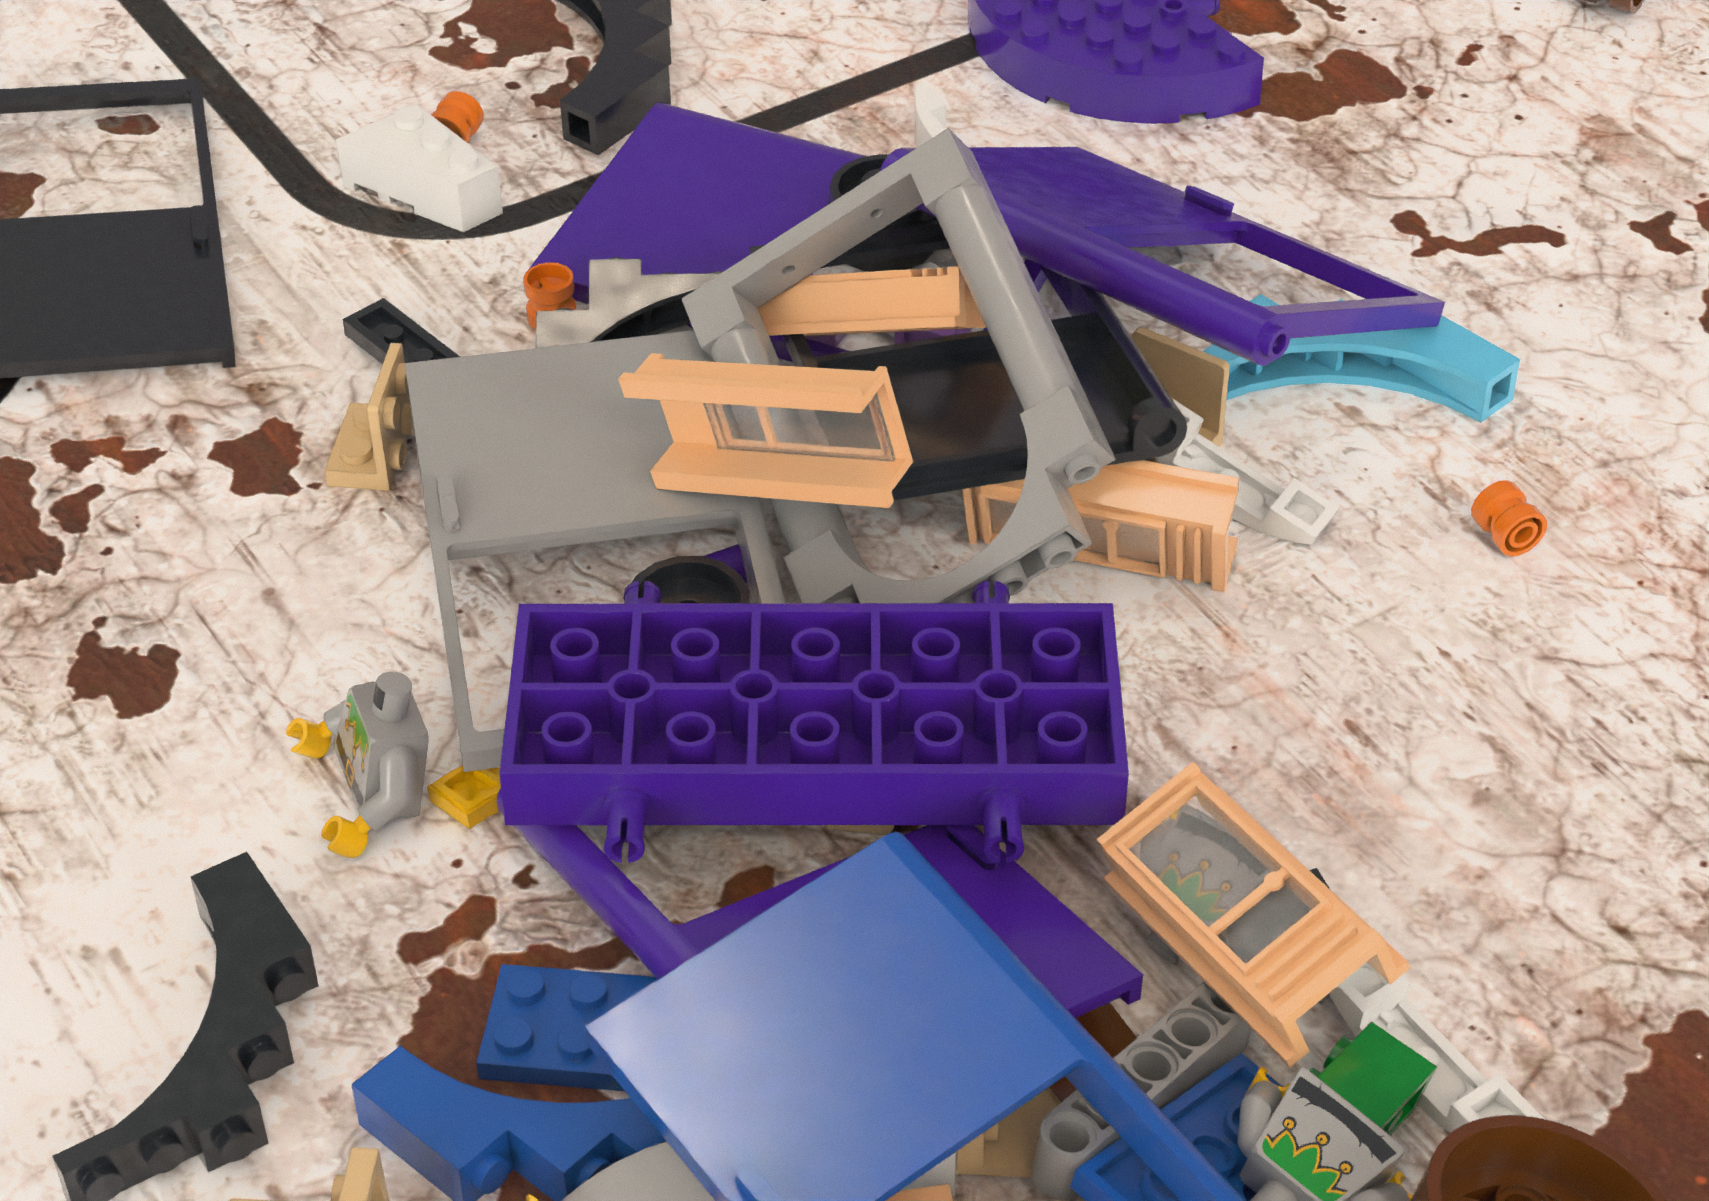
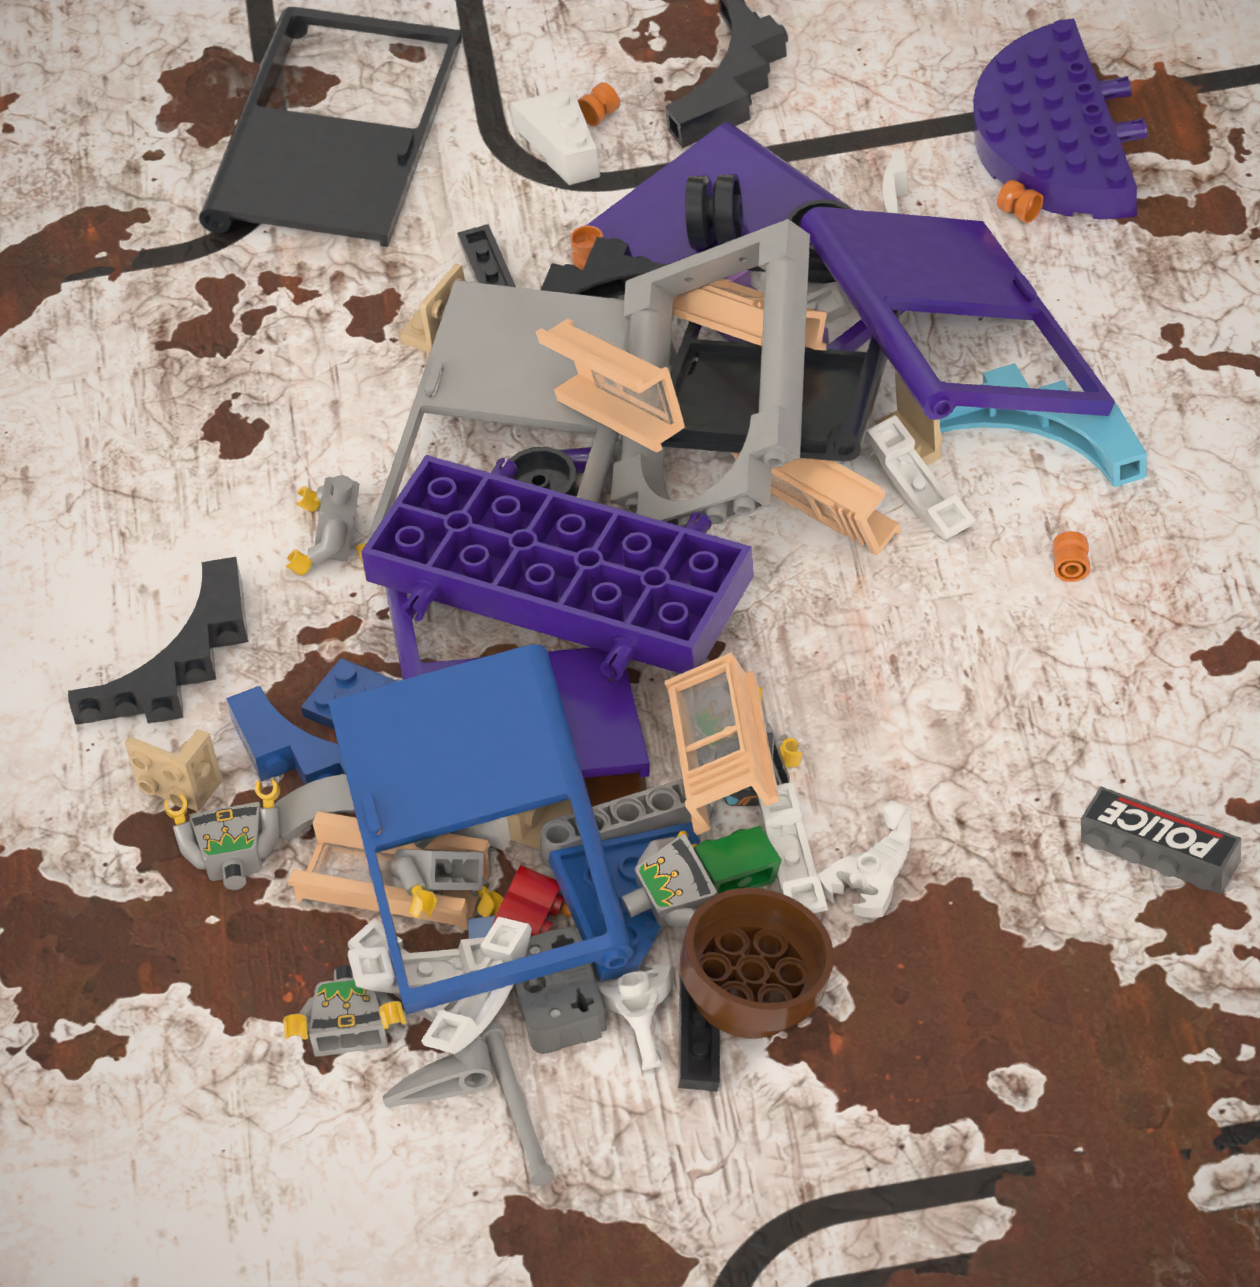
camera: 30 degrees right, 5 degrees up
(731, 197) = (713, 210): none -> black wheel
(1109, 114) = (1018, 200): none -> orange wheel
(1566, 1037) = (874, 869): none -> white animal

